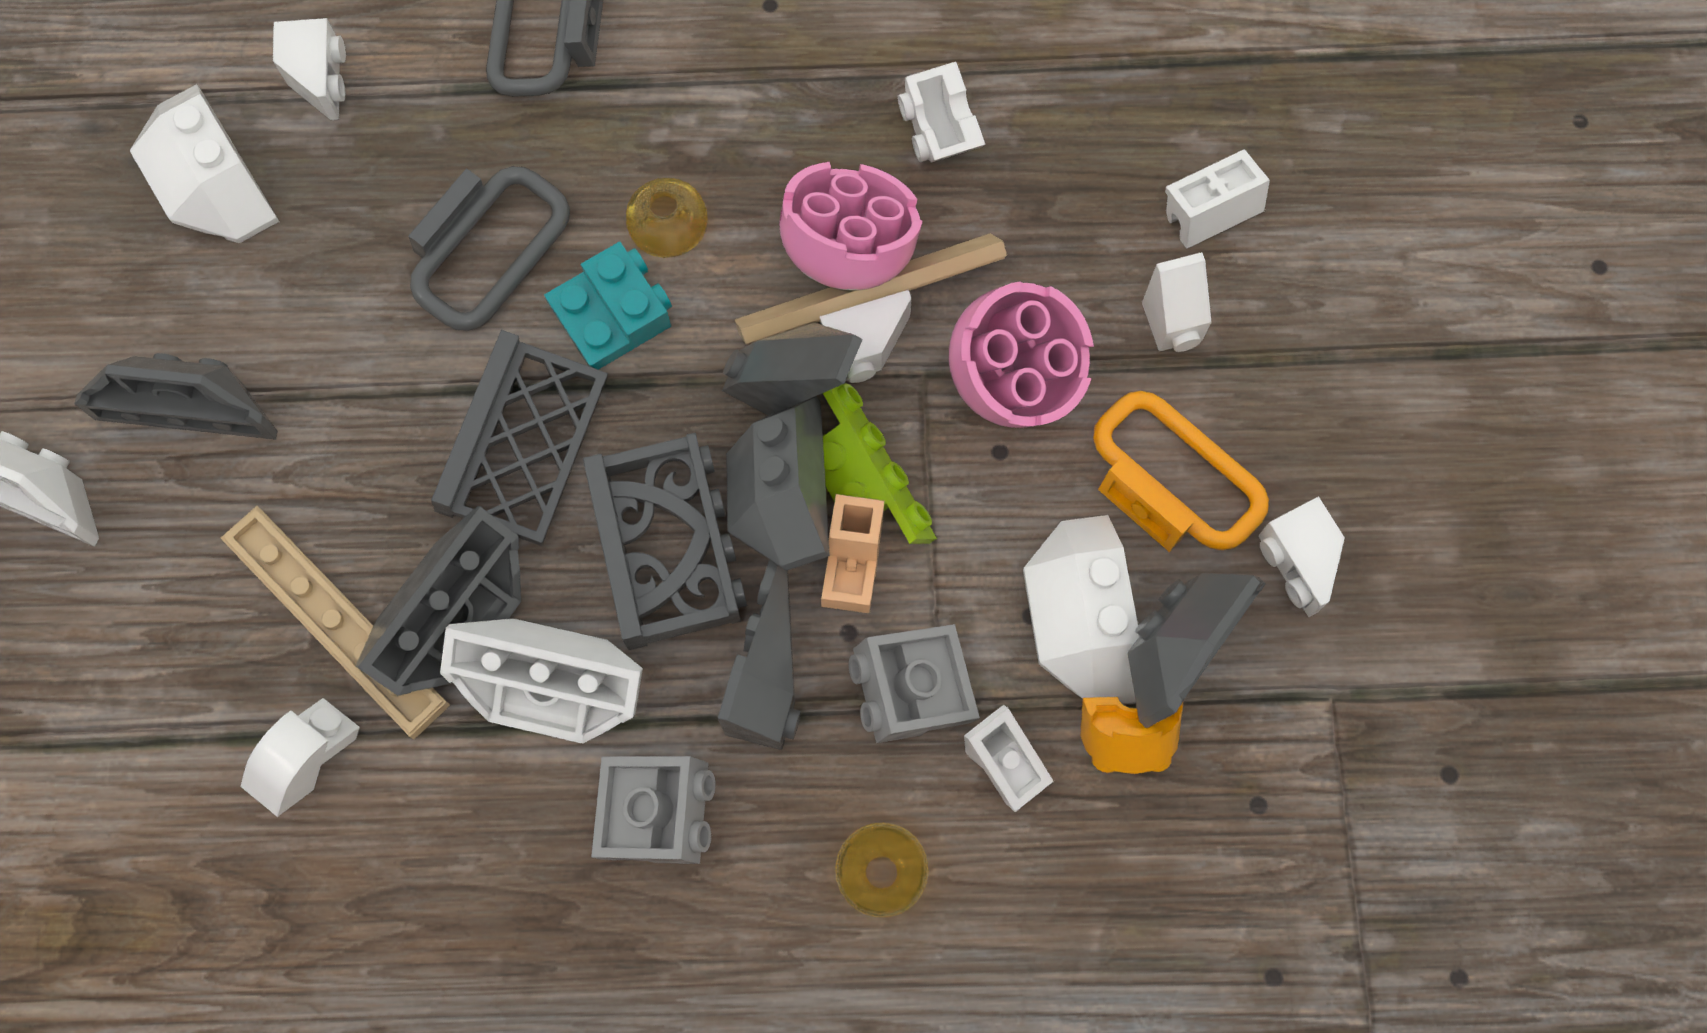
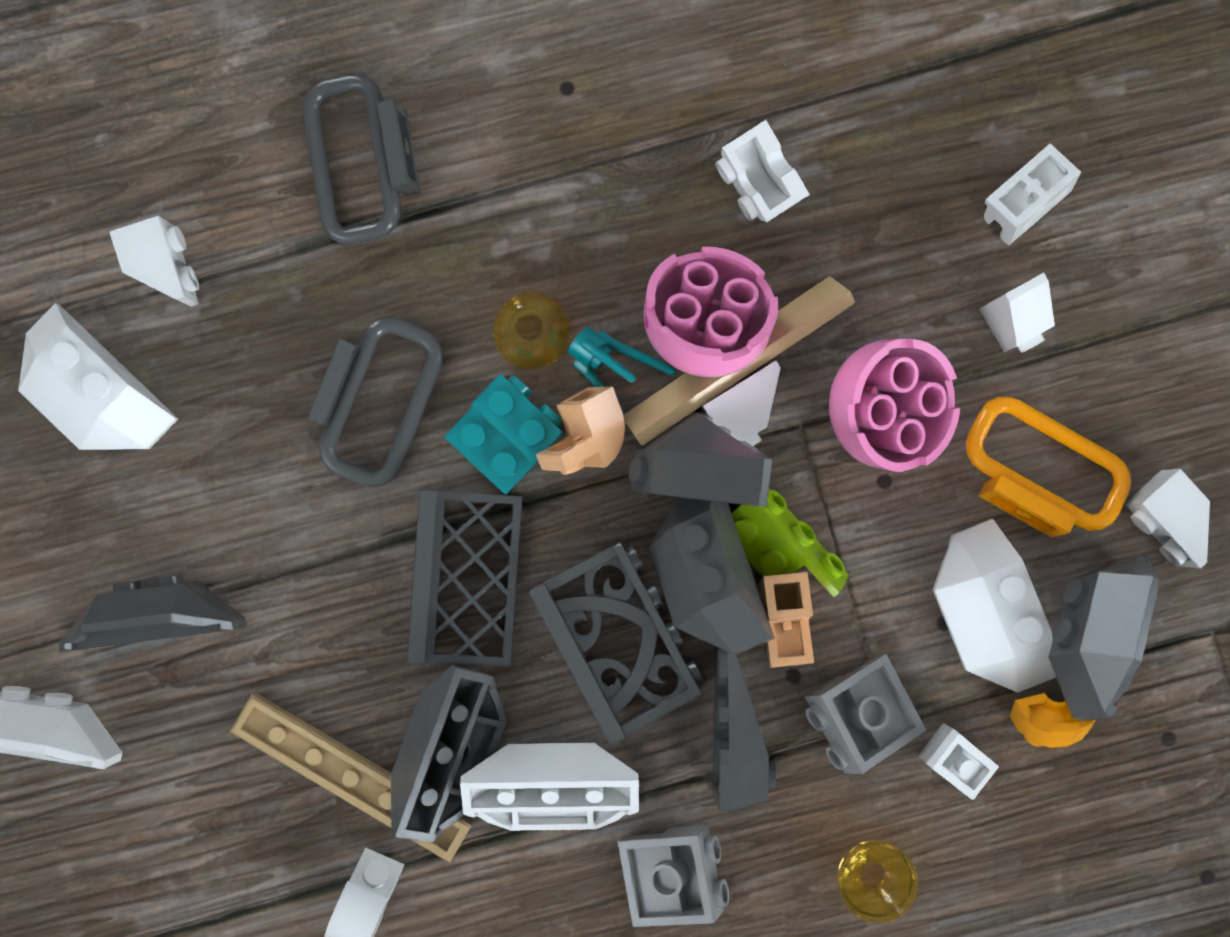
camera: 10 degrees left, 15 degrees up
(699, 320) = (593, 430): none -> light nougat brick
(726, 248) = (593, 350): none -> teal plant

